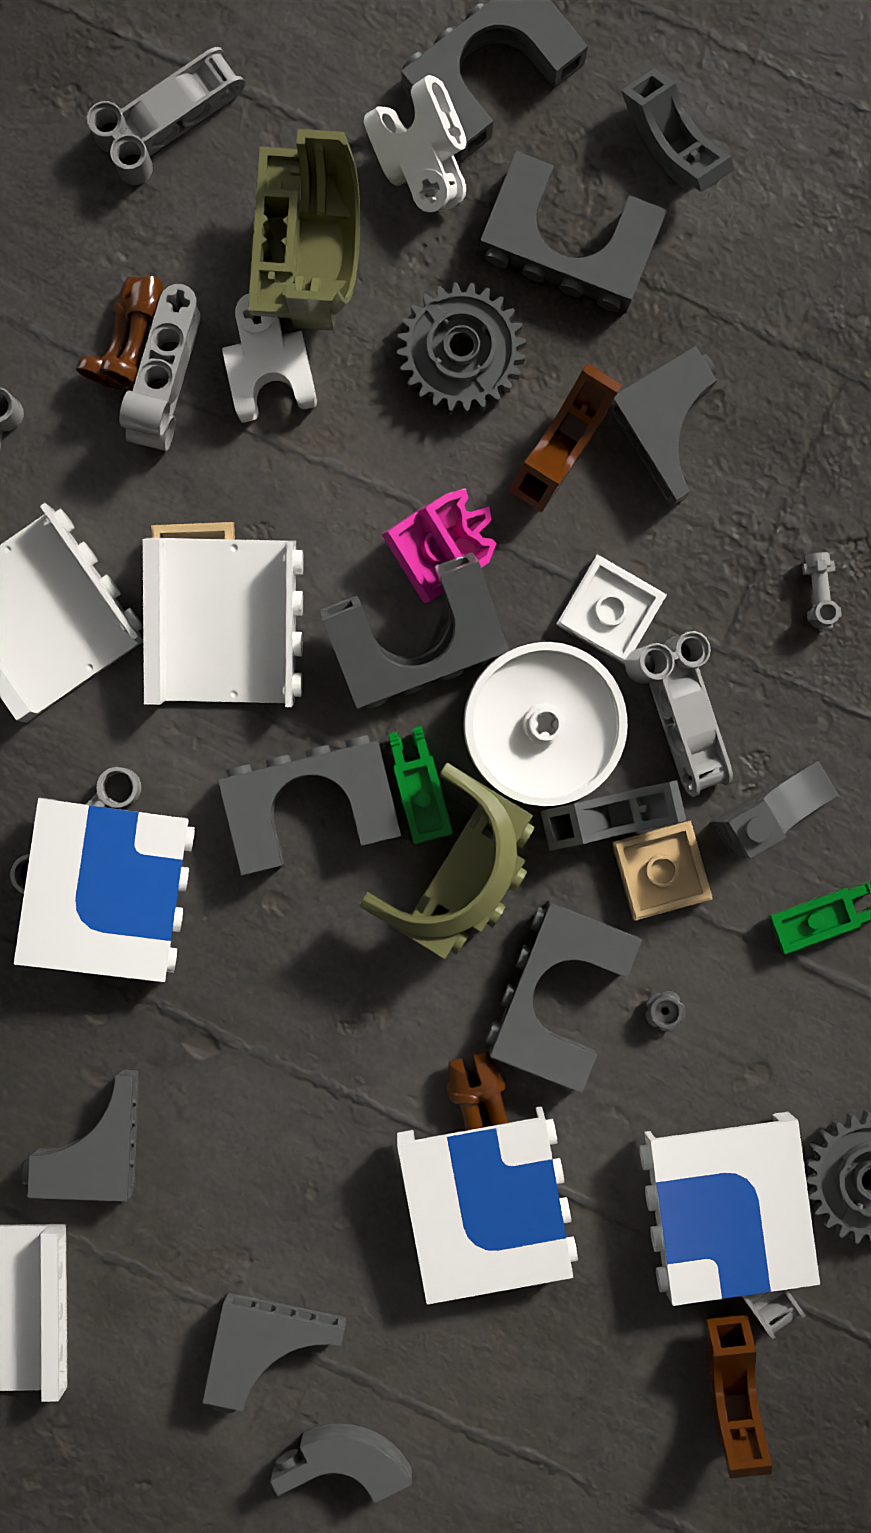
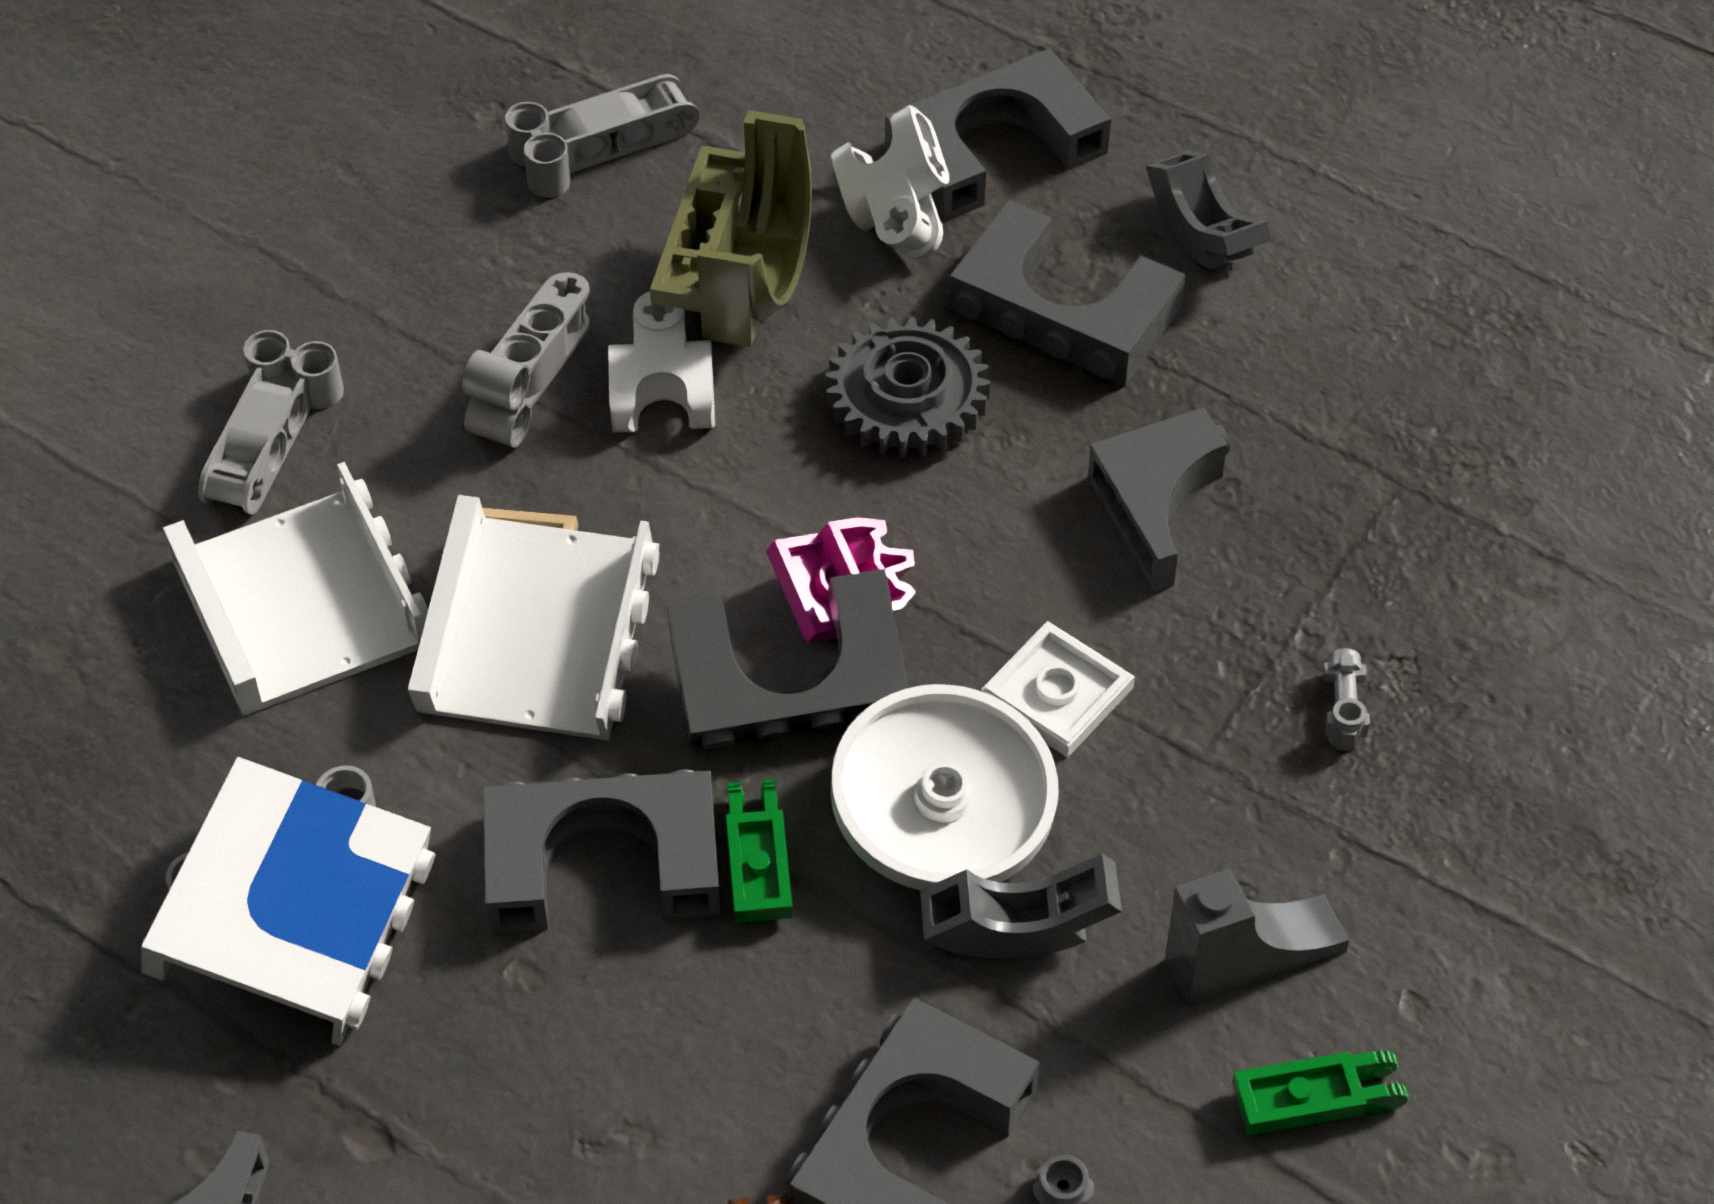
camera: 15 degrees right, 35 degrees down
(134, 315) = (502, 304): reddish brown piece -> none
(470, 877) = (812, 956): olive piece -> none
(565, 438) = (1016, 502): reddish brown arch -> none
(661, 870) = (1083, 999): tan plate -> none
(685, 709) = (1138, 794): light grey piece -> none

